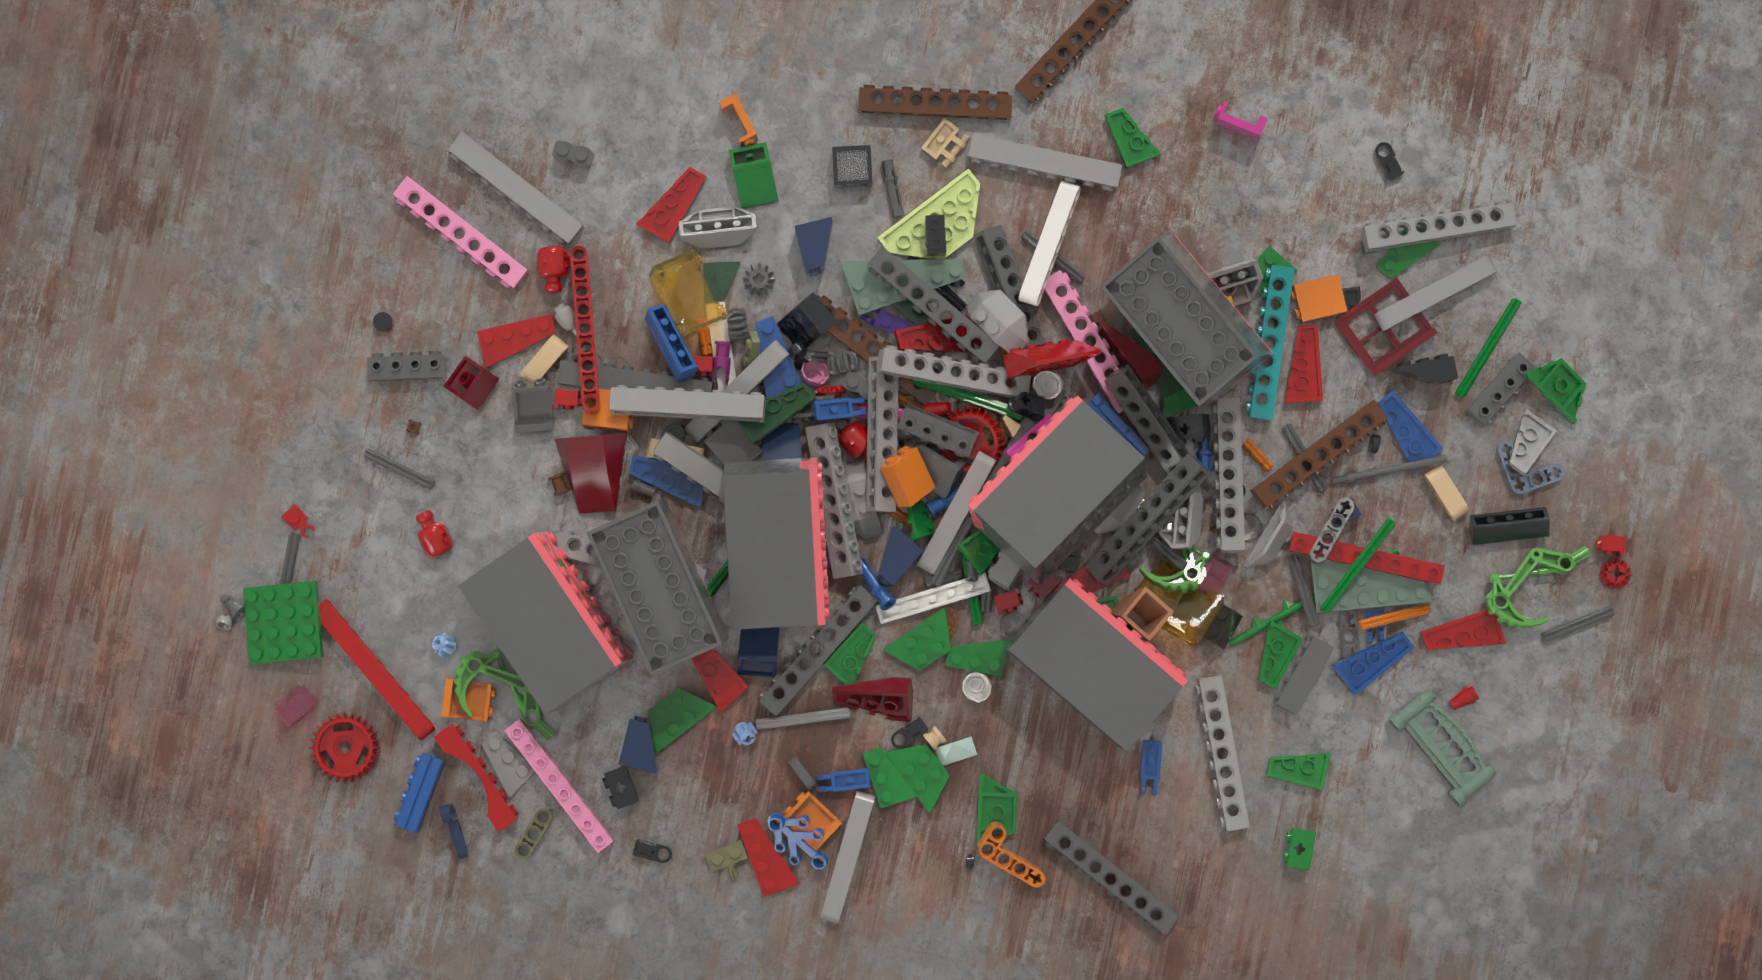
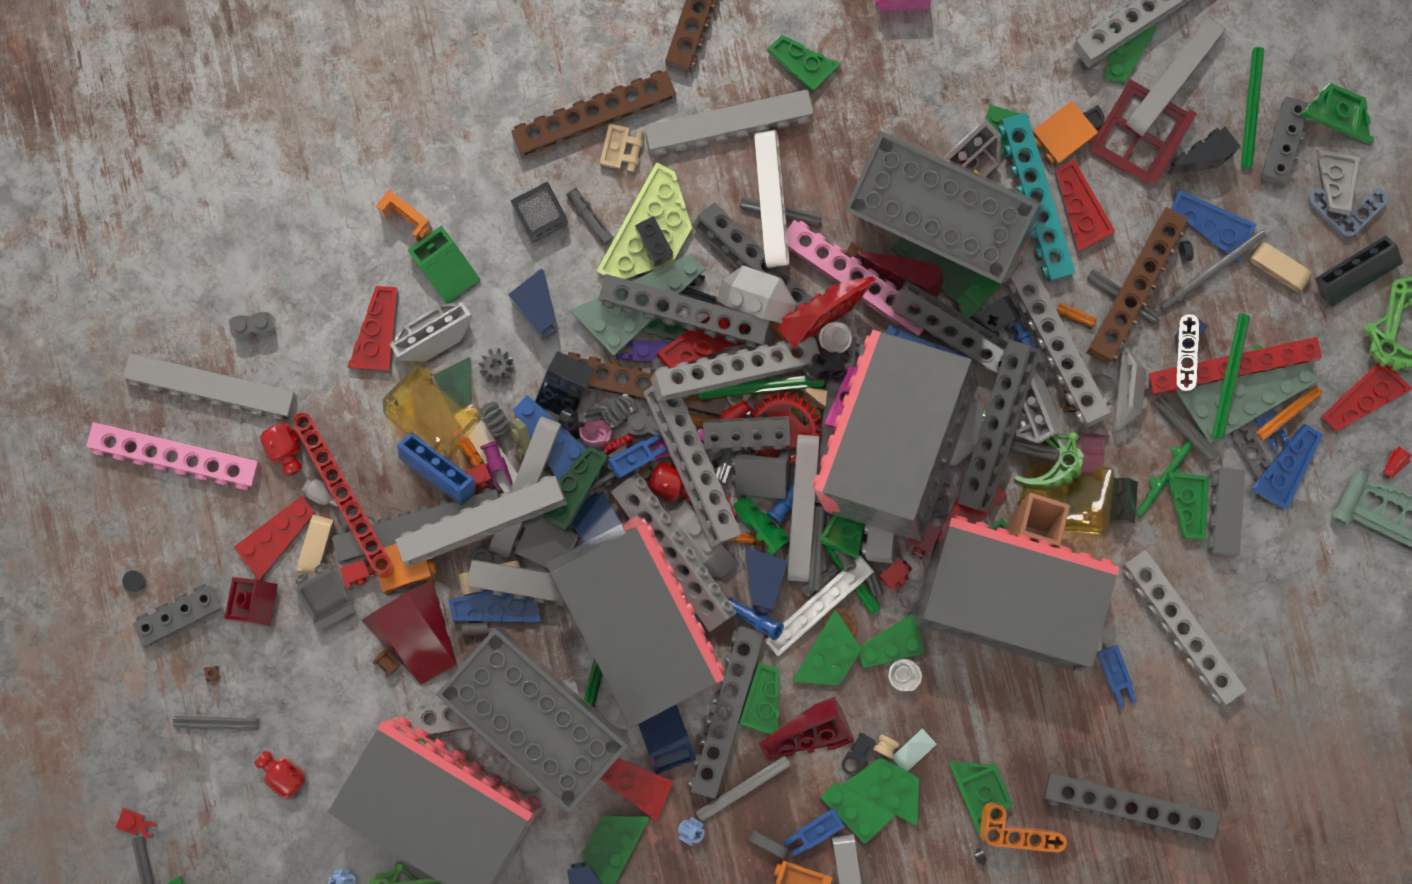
camera: 25 degrees left, 5 degrees down
(907, 476) = (737, 493): orange brick -> none
(1302, 770) = (1269, 609): green wing -> none
(1306, 840) = (1307, 700): green brick -> none

